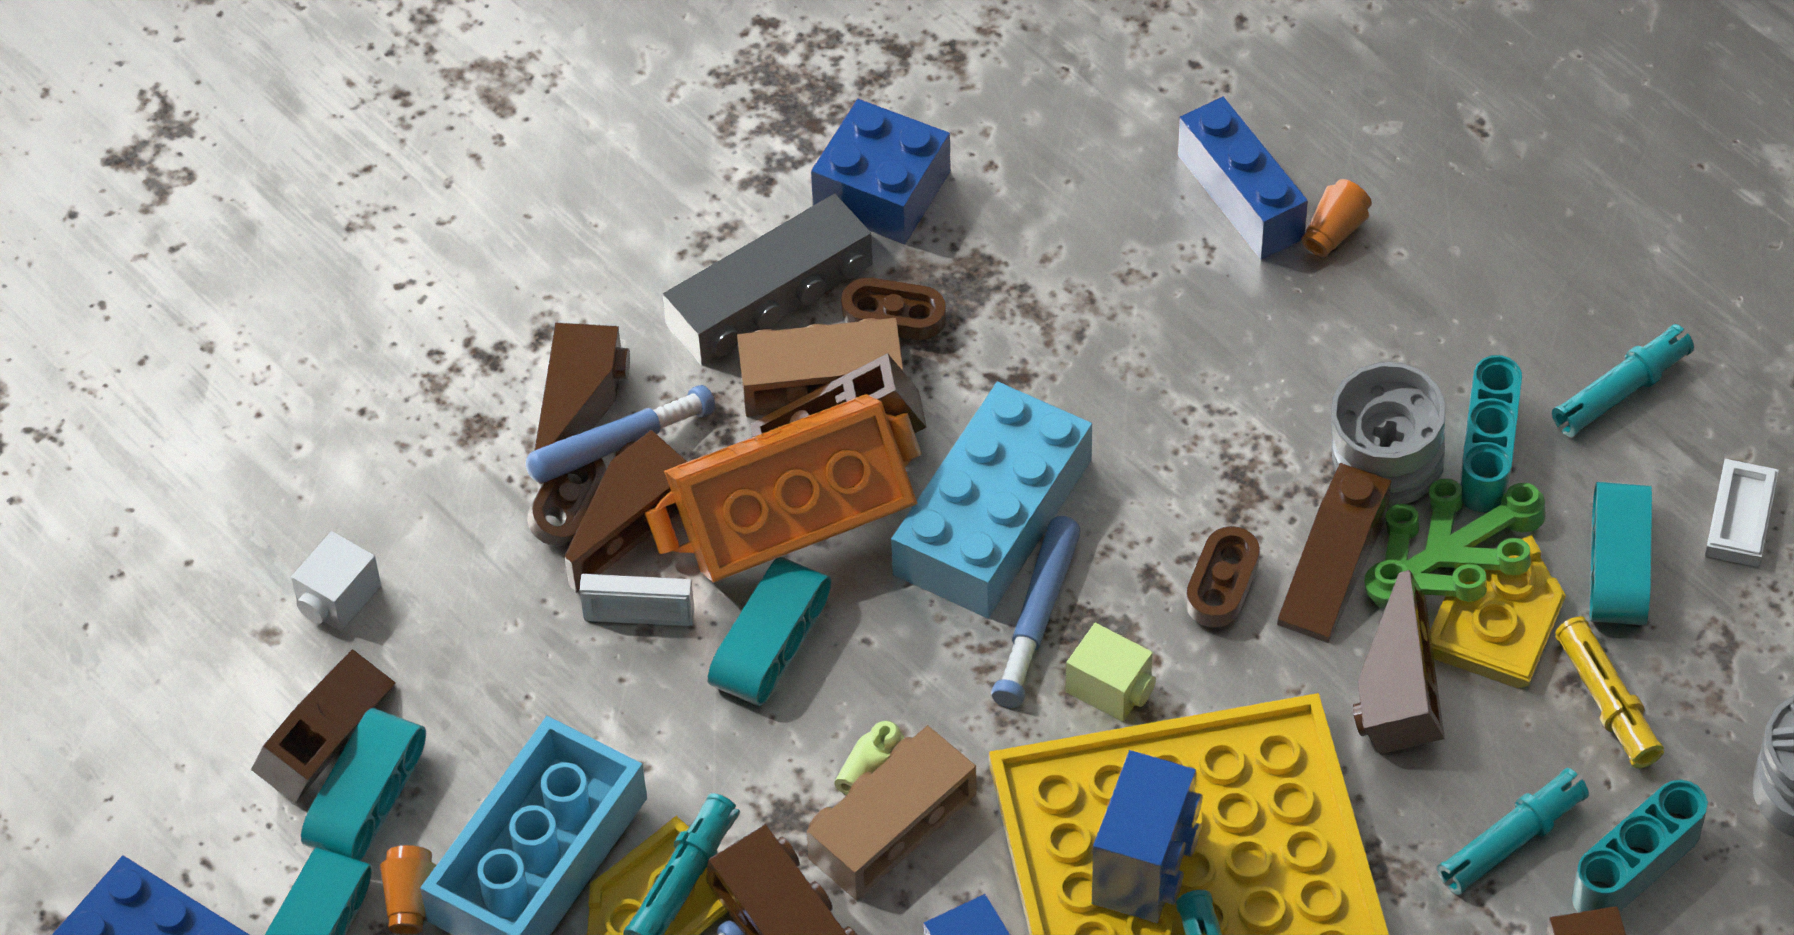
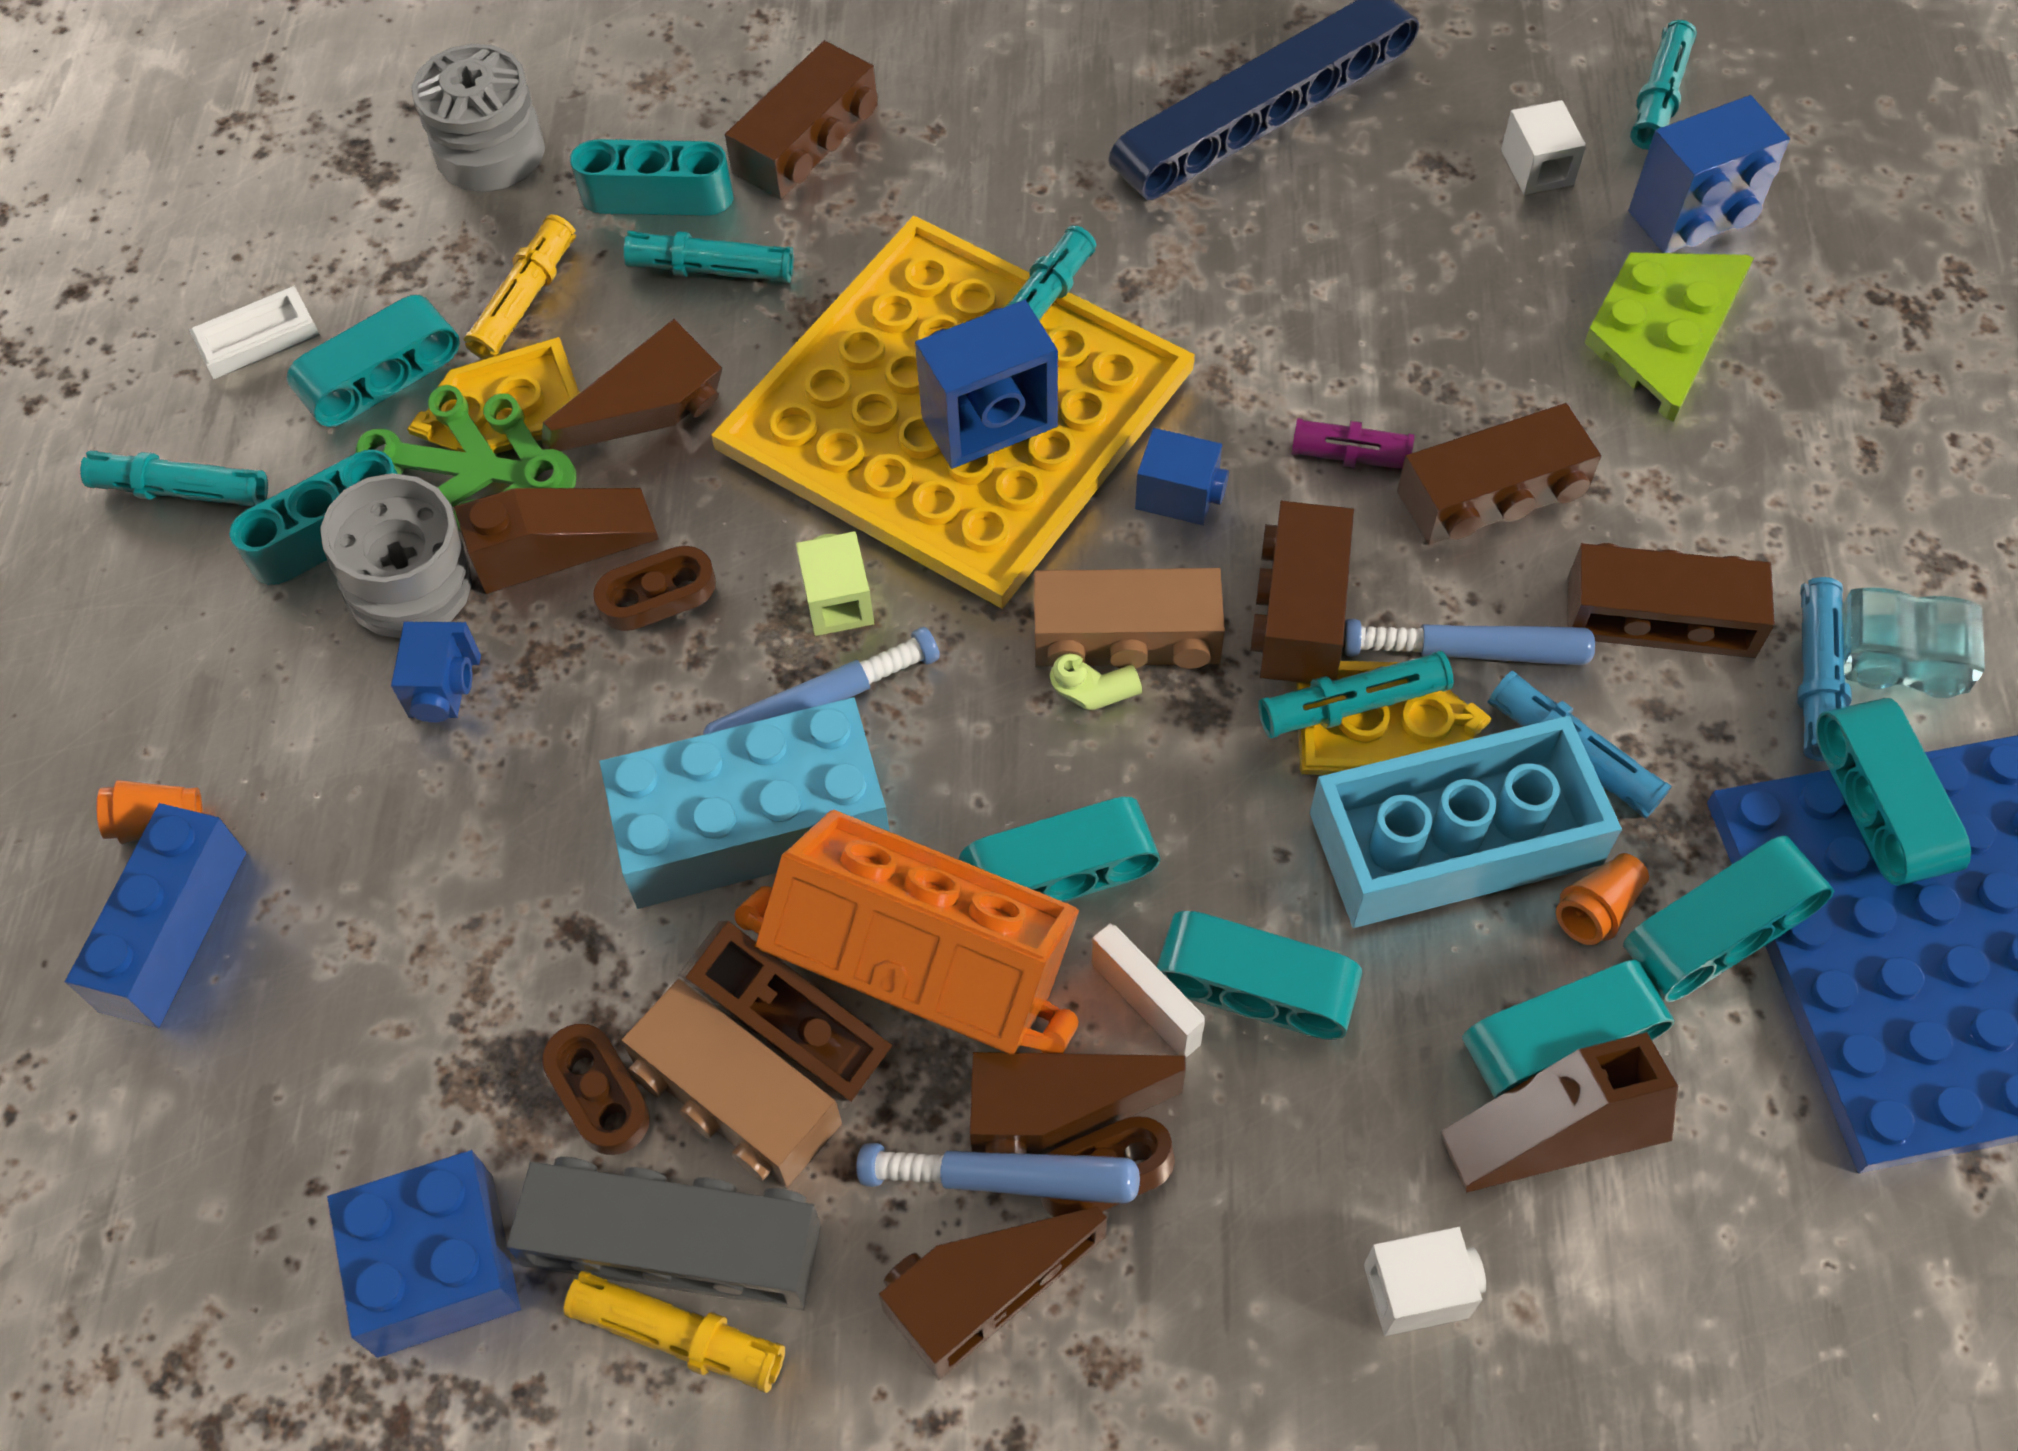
camera: 135 degrees left, 5 degrees up
(580, 664) = (1260, 975): none -> teal beam
(695, 257) = (697, 1339): none -> yellow pin
(1284, 412) = (434, 669): none -> blue brick

